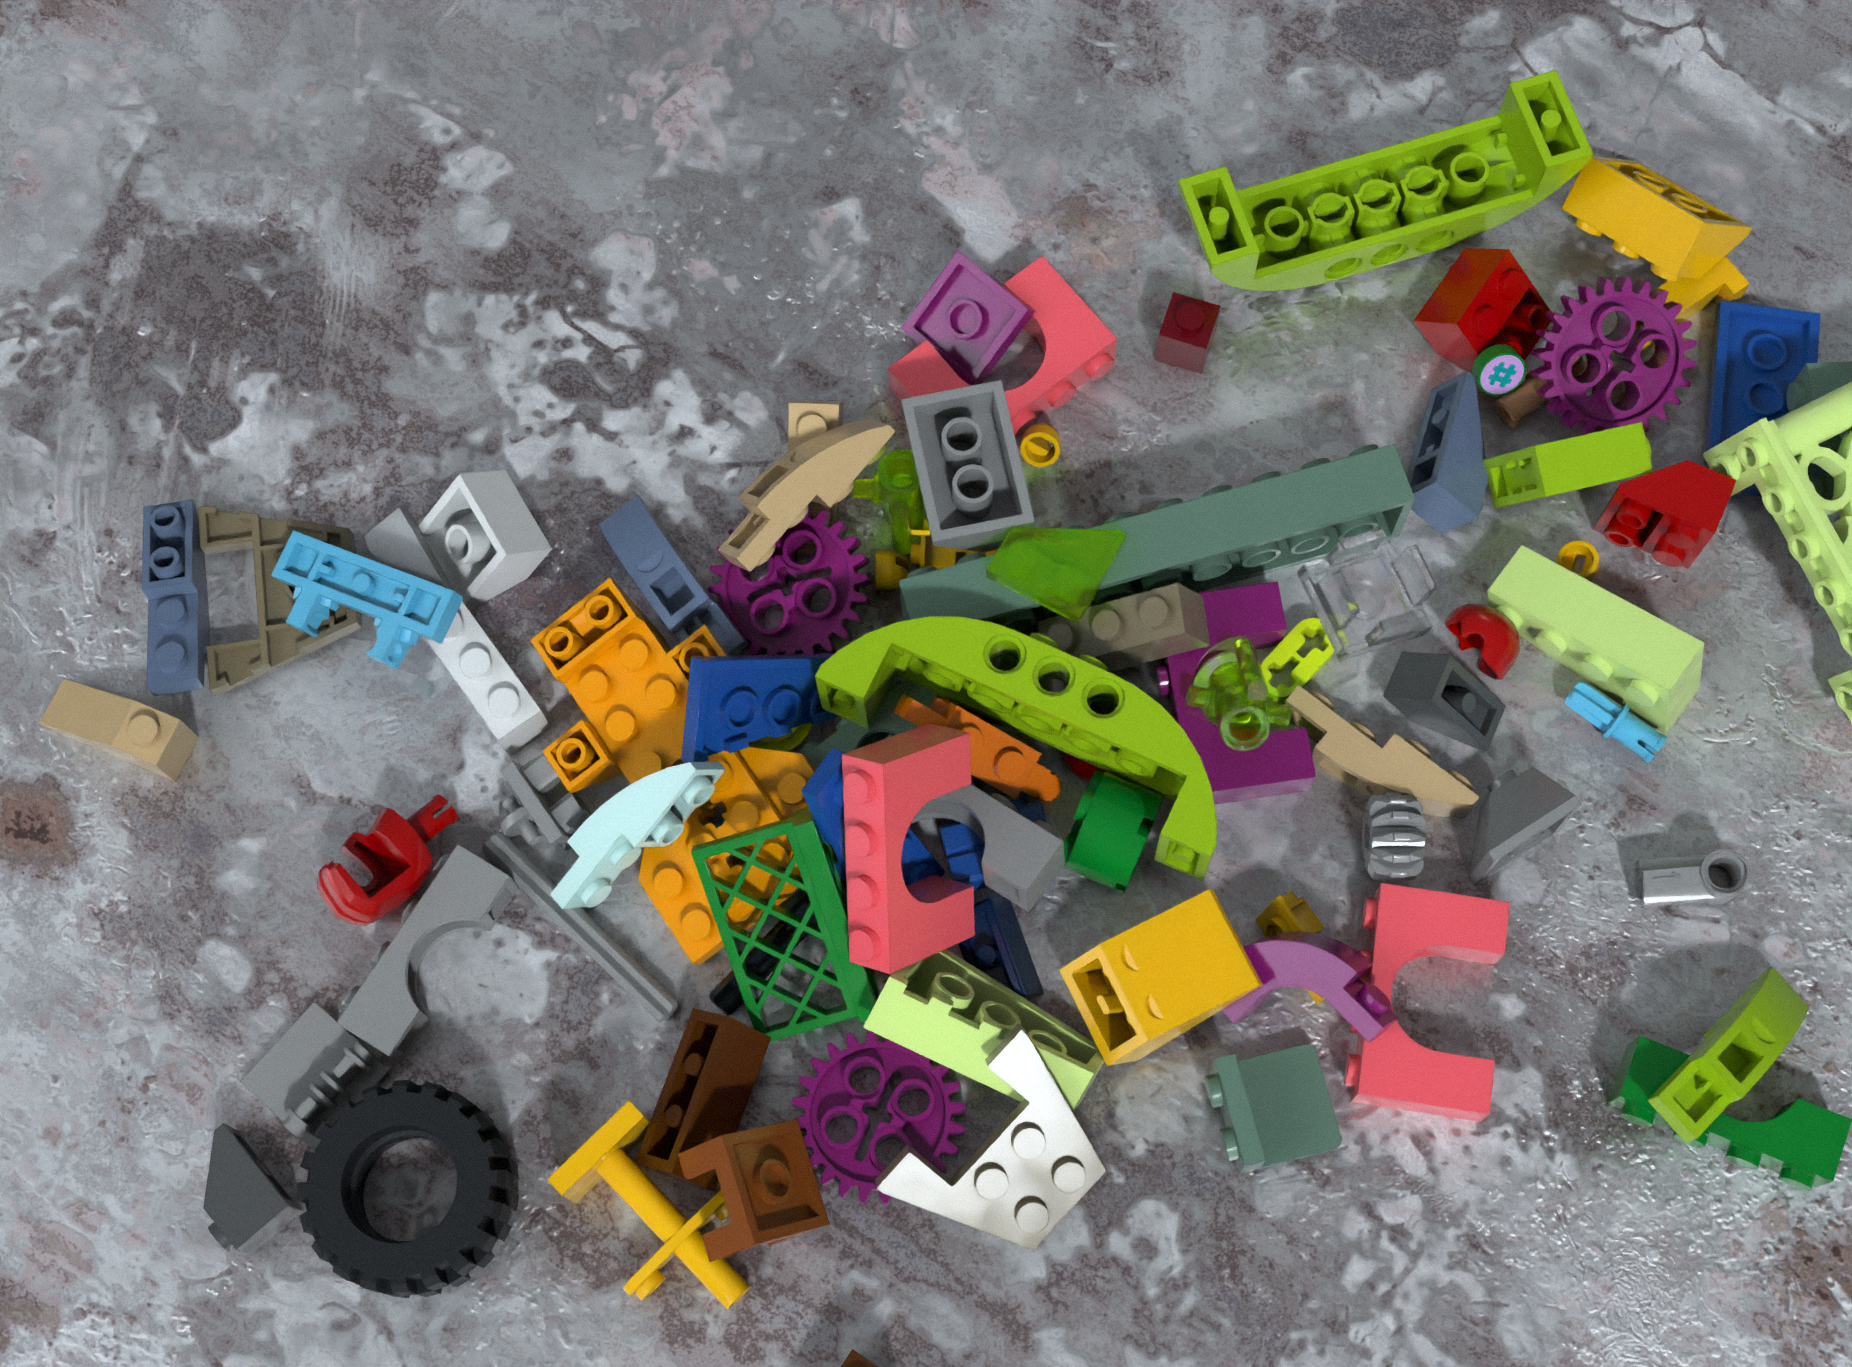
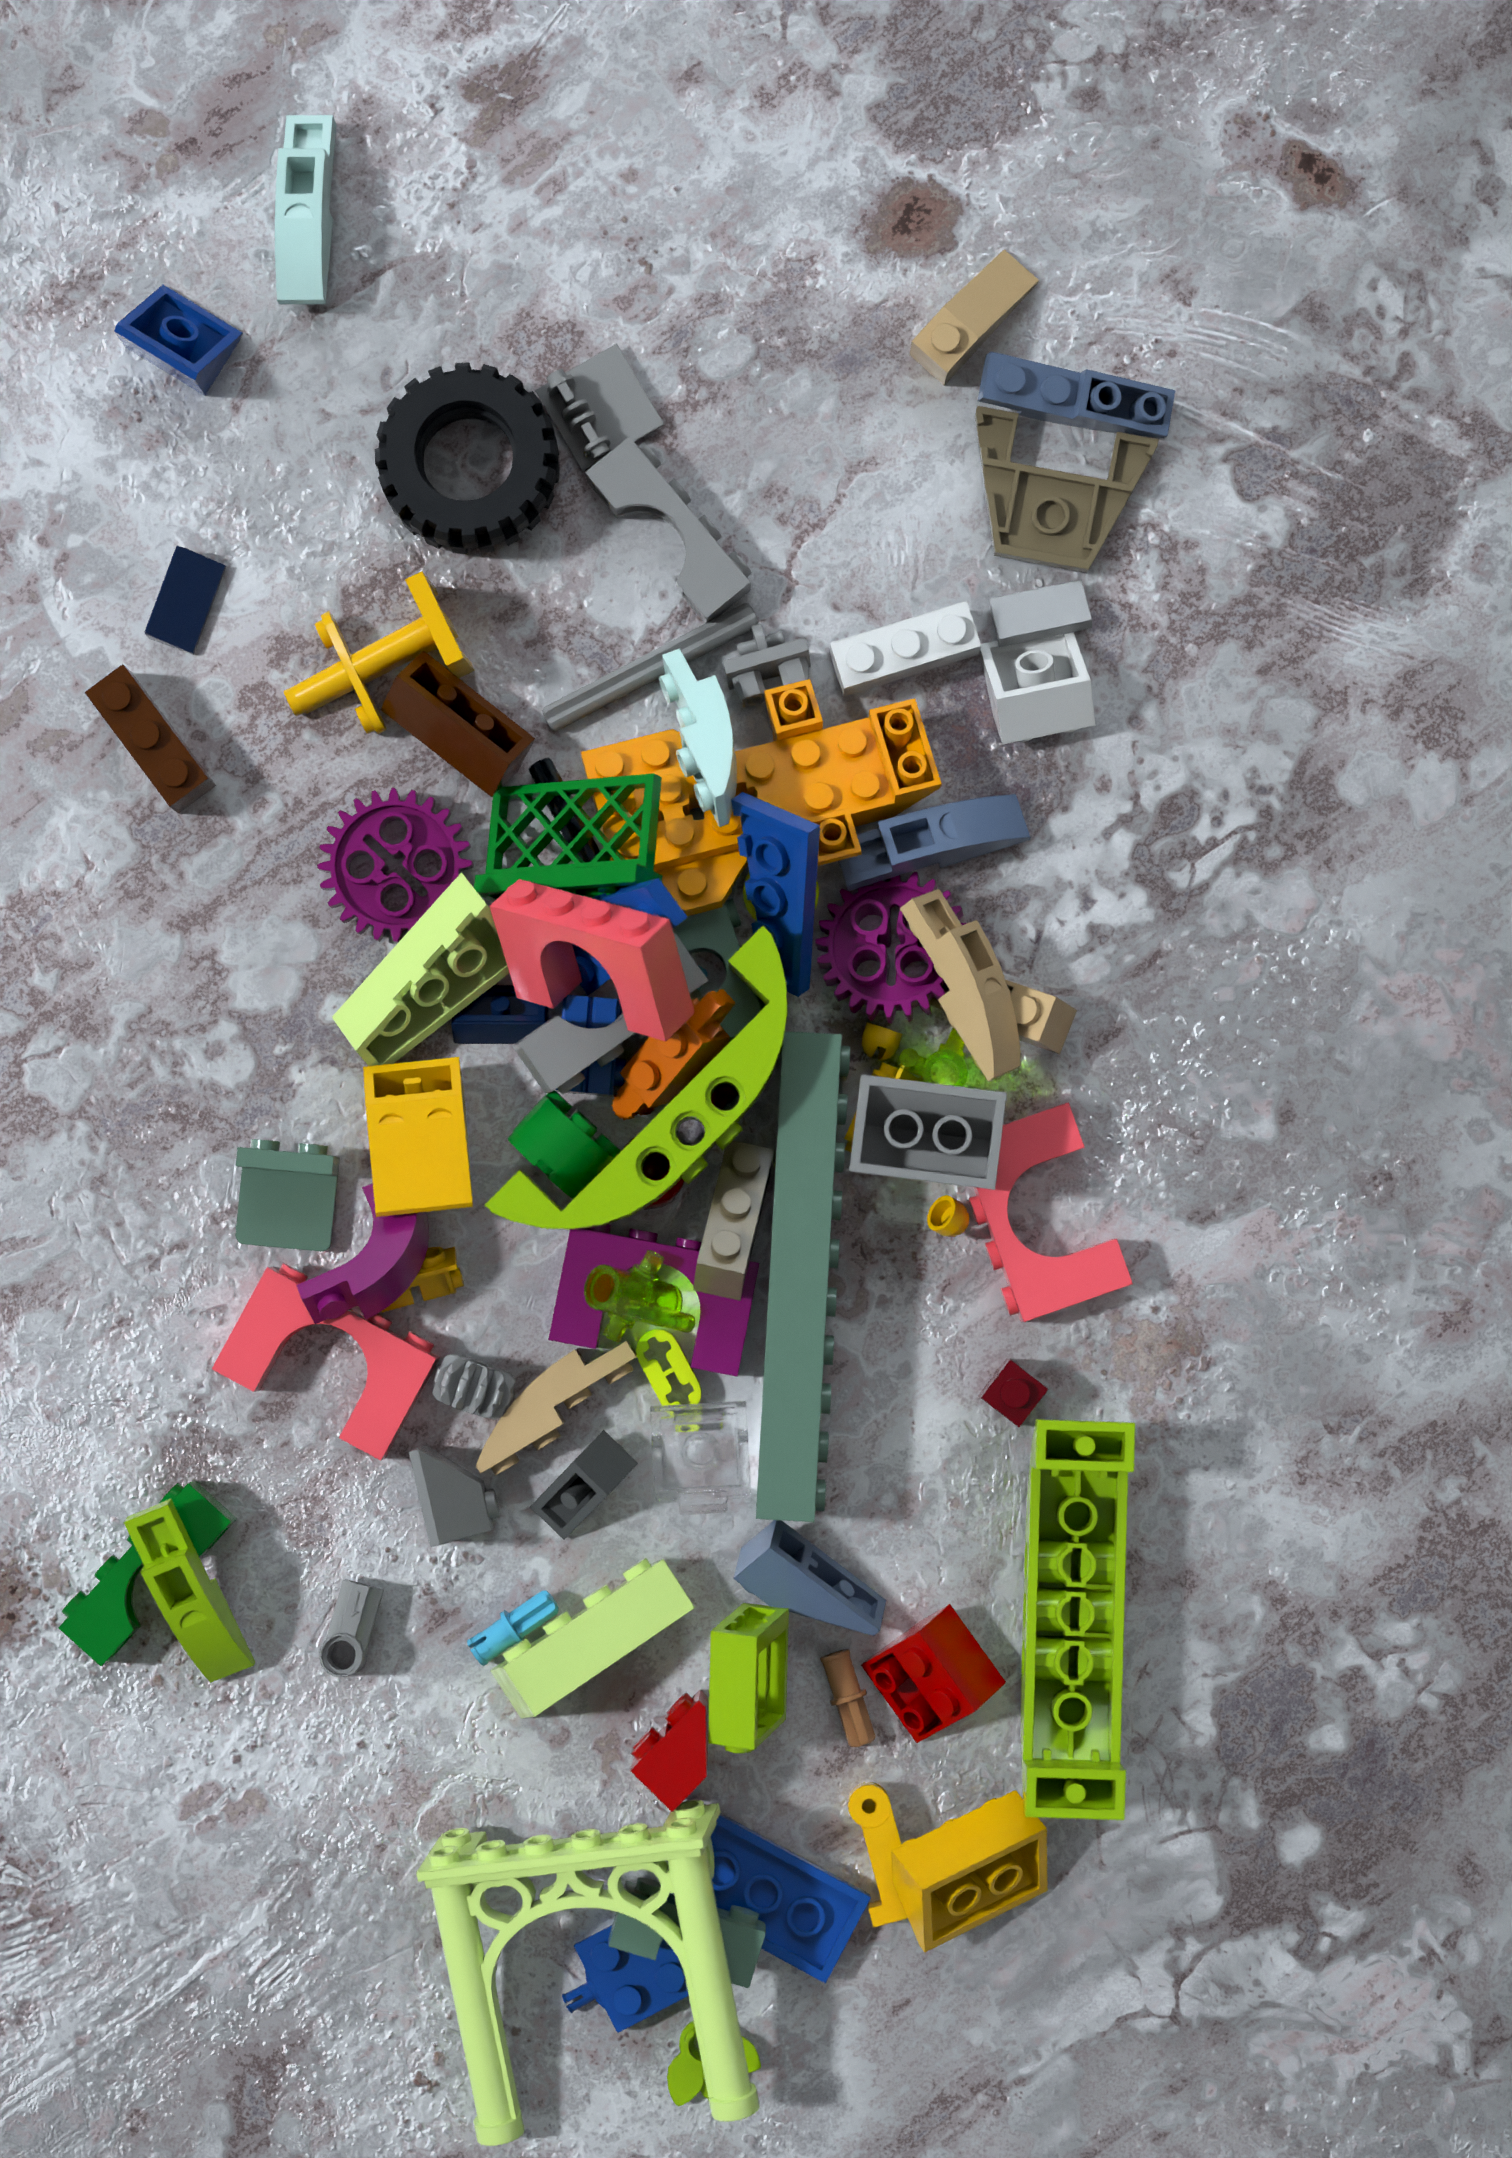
camera: 105 degrees right, 15 degrees up
(243, 1195) = (517, 322): dark grey slope -> none
(392, 858) = (756, 523): red piece -> none
(397, 600) = (1032, 543): medium azure hinge -> none
(764, 1187) = (362, 748): dark orange panel -> none
(968, 318) = (1096, 1194): magenta tile -> none
(1023, 1172) = (301, 964): wing -> none
(1056, 565) = (802, 1176): clear neon green wing -> none
(1489, 632) = (625, 1547): red hair -> none
(1499, 370) = (871, 1660): tile -> none
(1568, 555) = (673, 1648): yellow hinge -> none
(1580, 332) = (841, 1766): magenta gear -> none

